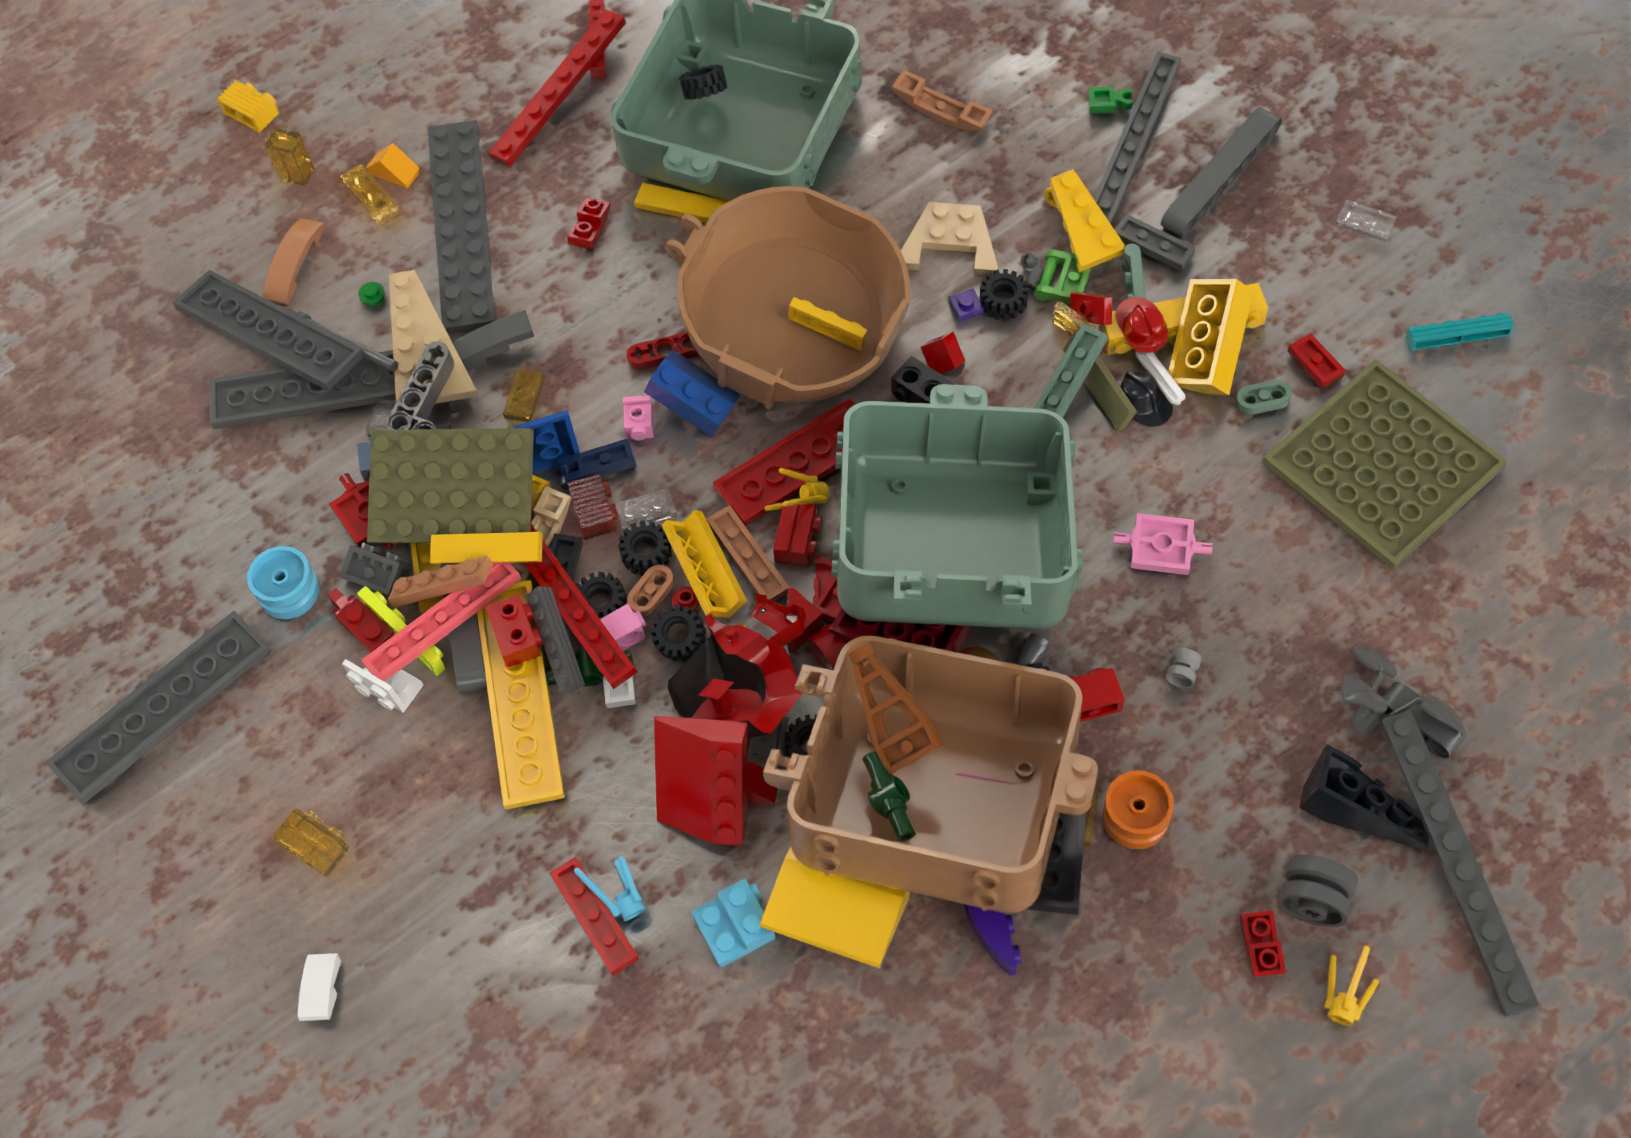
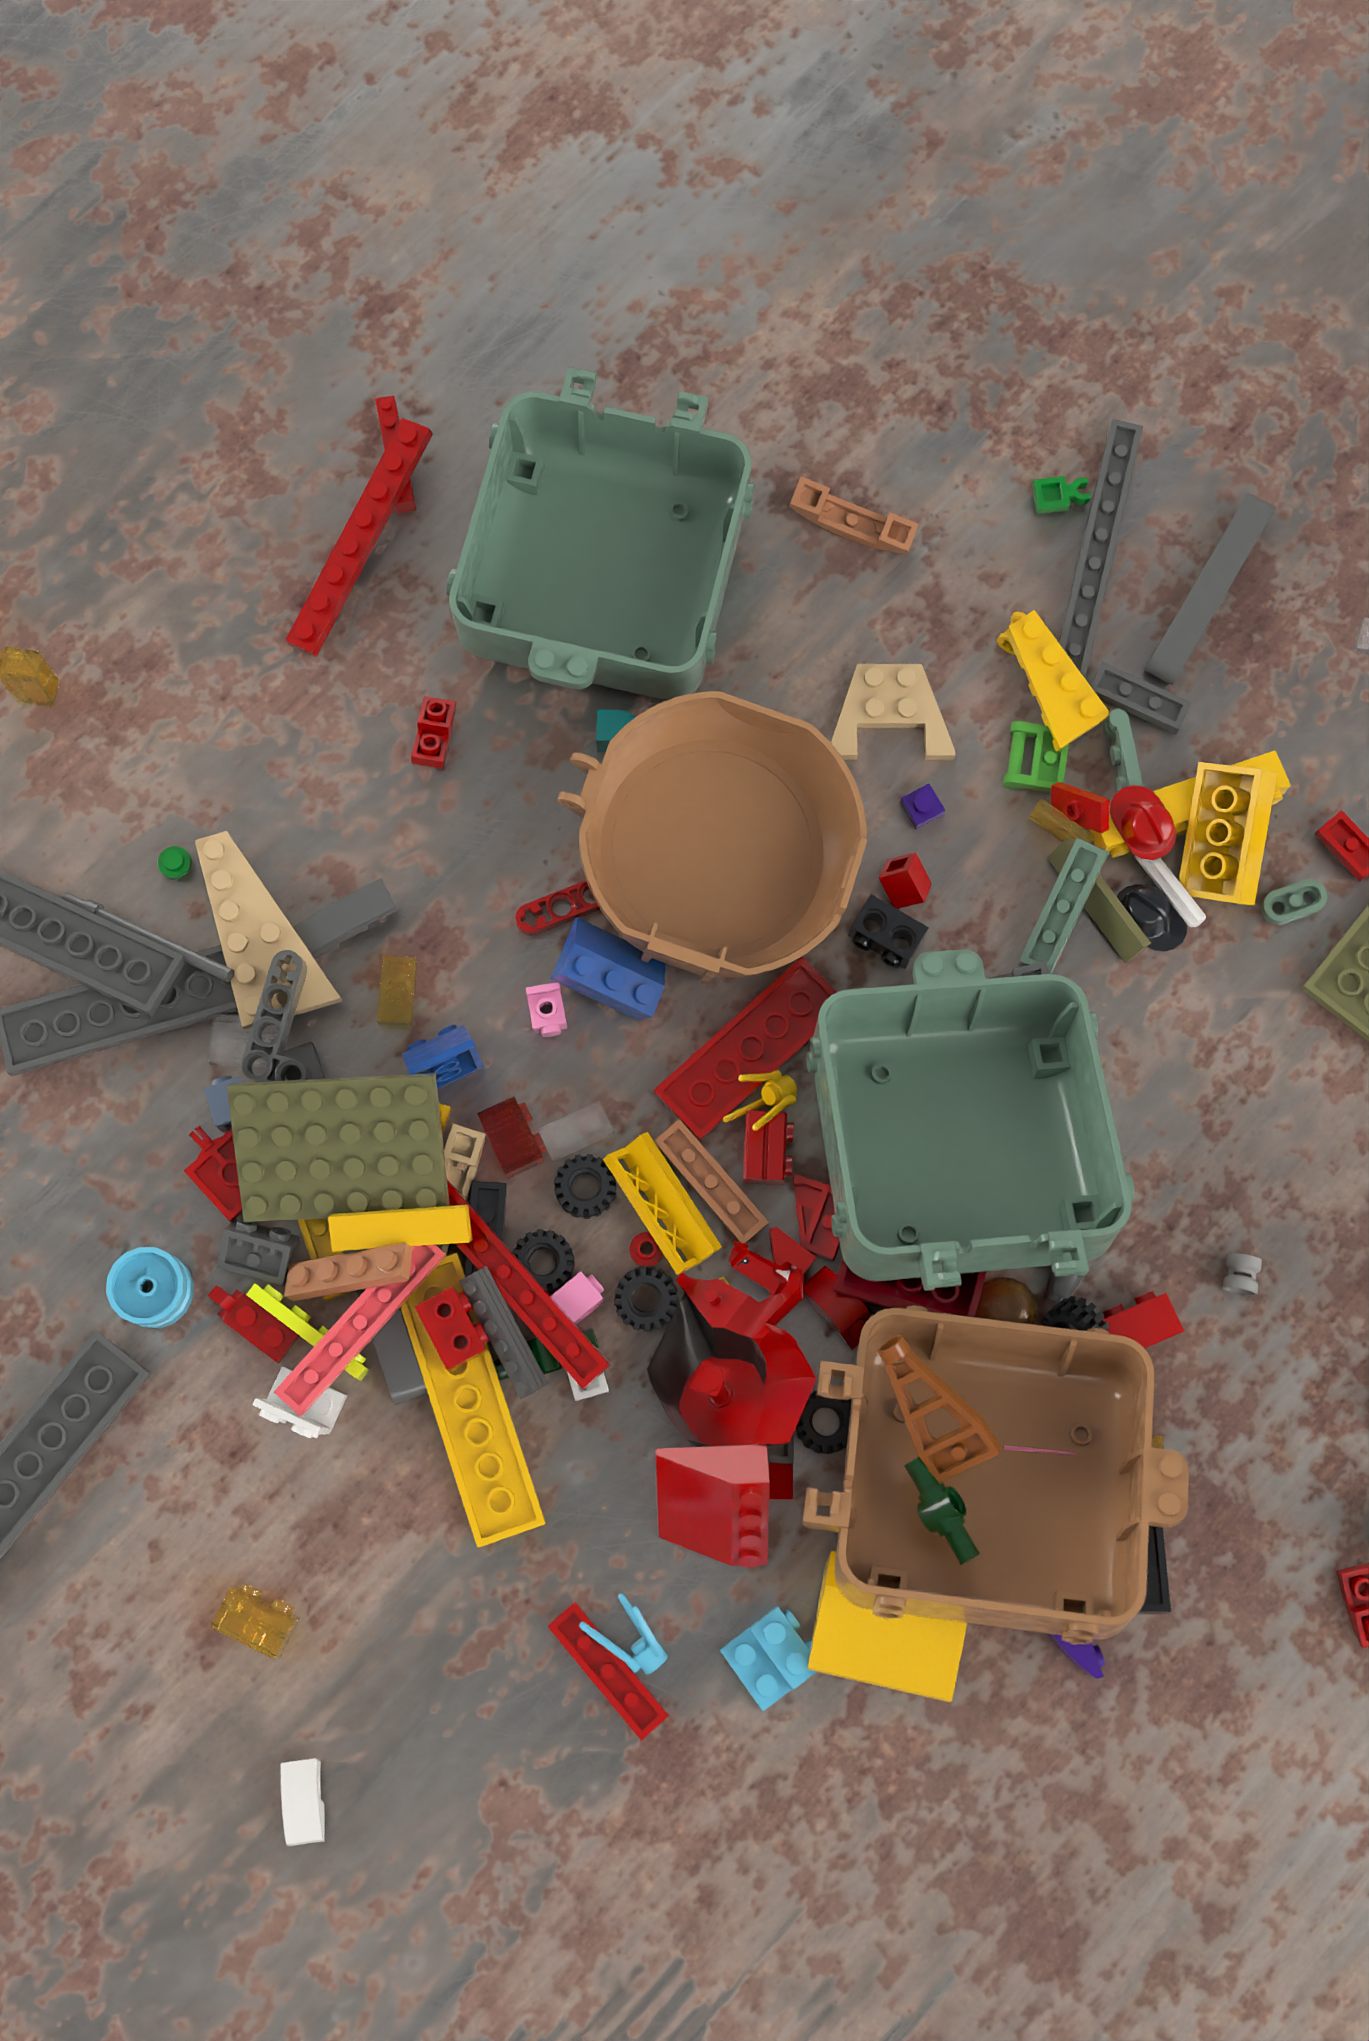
camera: 15 degrees left, 15 degrees up
(288, 259) = (58, 822): nougat slope -> none
(370, 194) = (142, 716): clear yellow plate -> none
(394, 166) = (164, 672): light orange slope -> none
(461, 227) = (269, 751): dark grey plate -> none
(602, 460) = (504, 1076): dark blue plate -> none
(649, 592) = (602, 1243): nougat plate -> none
(676, 202) = (525, 691): yellow tile -> none
(703, 82) = (550, 521): black tyre -> none
(827, 323) = (763, 860): yellow plate -> none
(1005, 282) = (972, 771): black tyre -> none
(1033, 269) = (999, 751): dark grey arm -> none
(1137, 809) = (1235, 1462): orange wheel -> none
(1162, 543) = (1199, 1113): bright pink plate -> none

